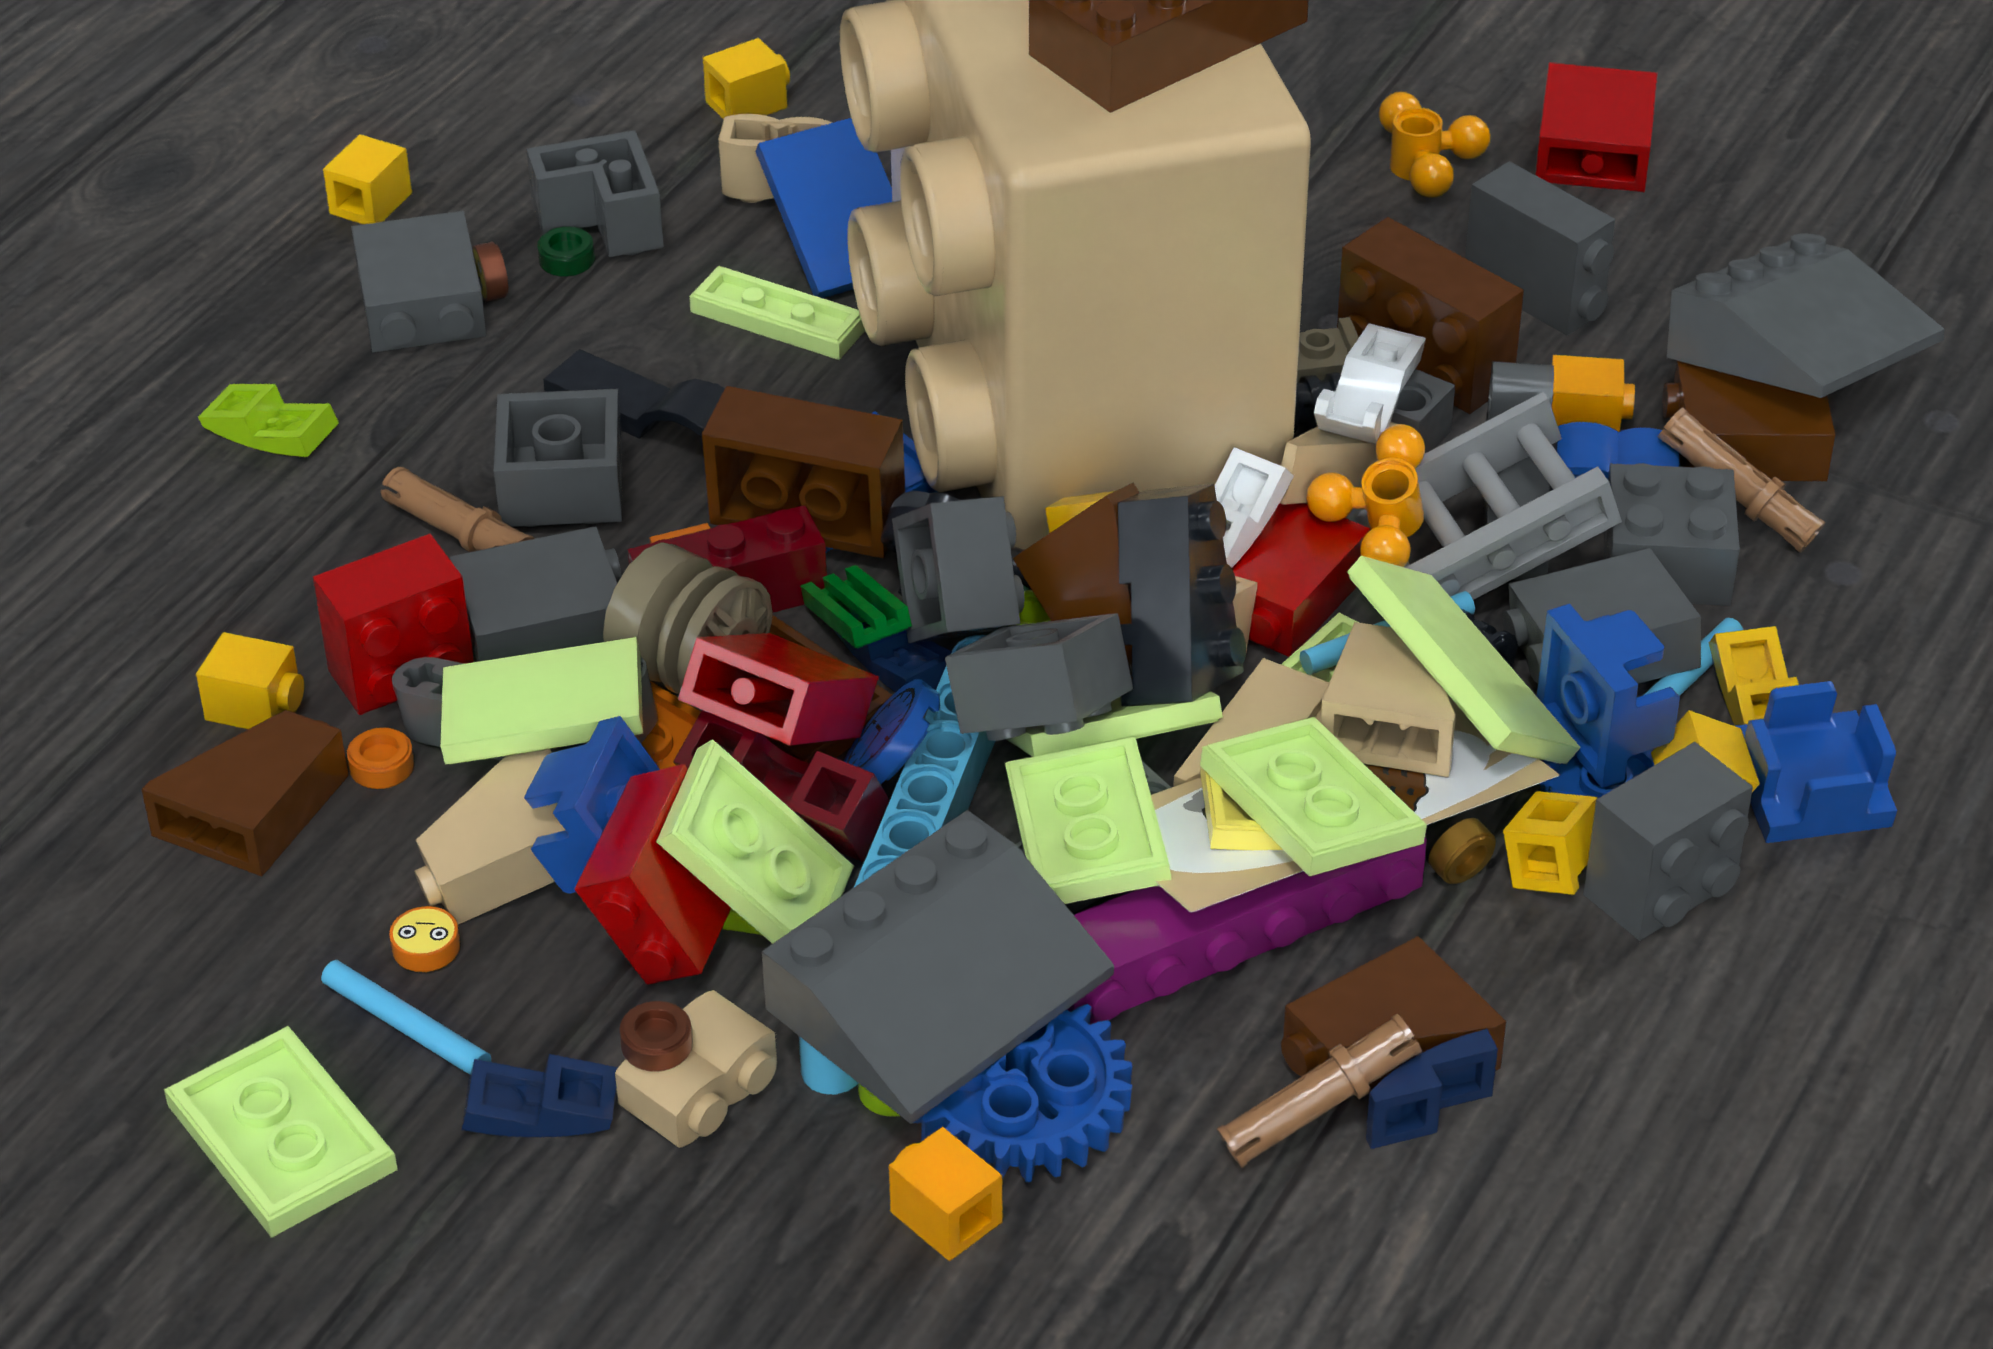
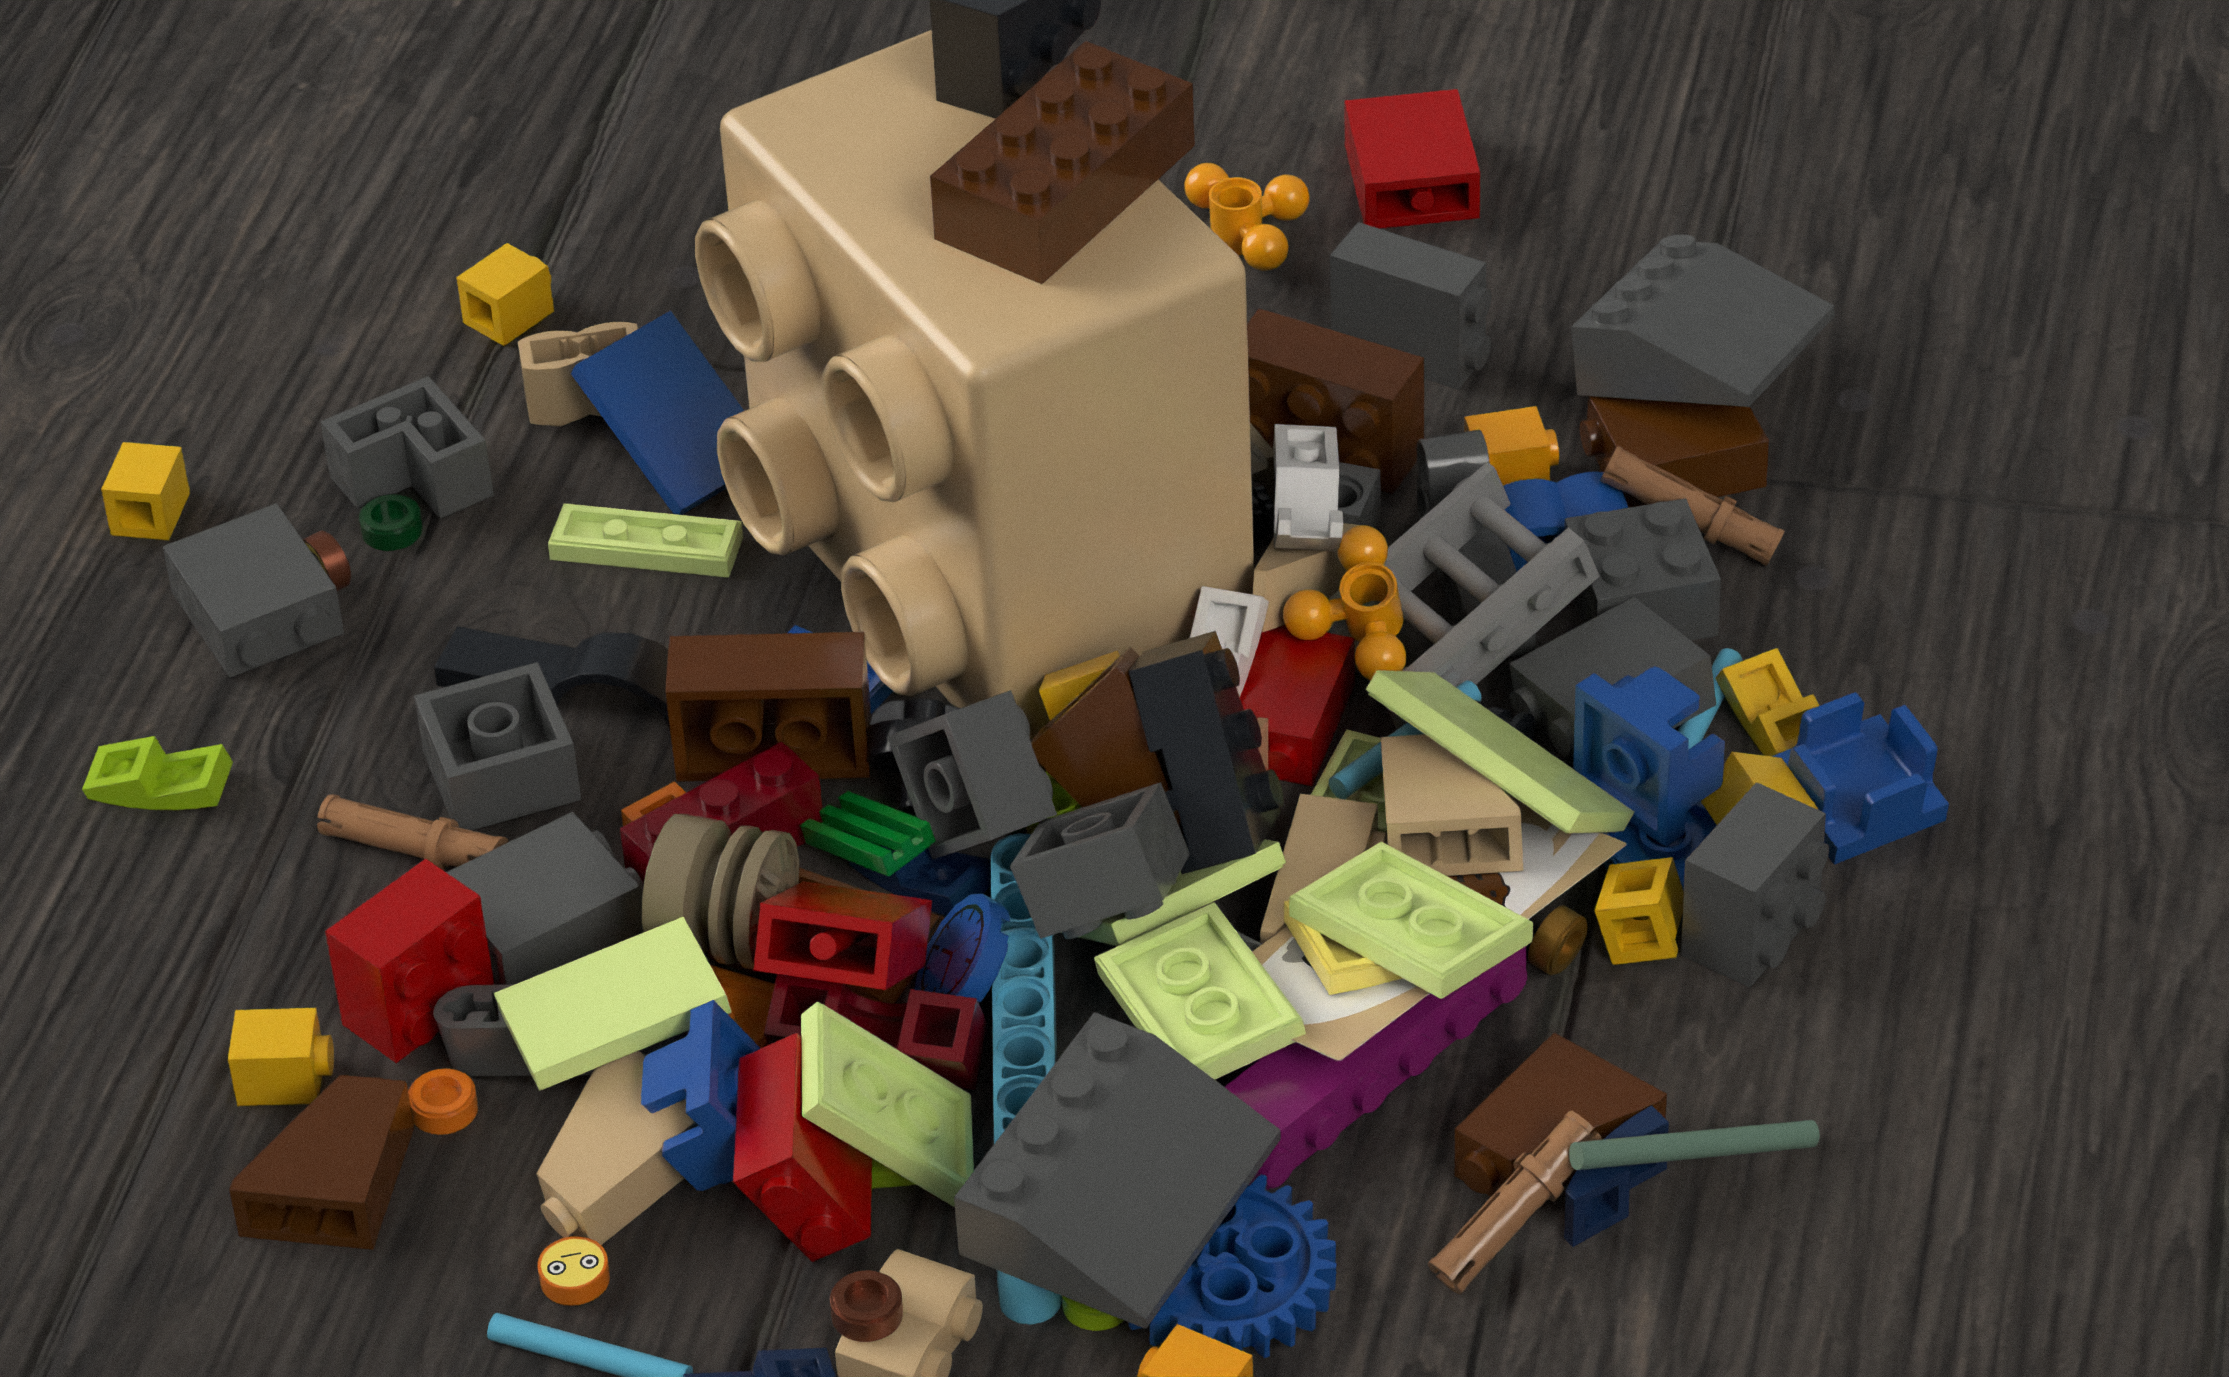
camera: 15 degrees left, 0 degrees up
(1516, 1077) = (1693, 1144): none -> sand green bar

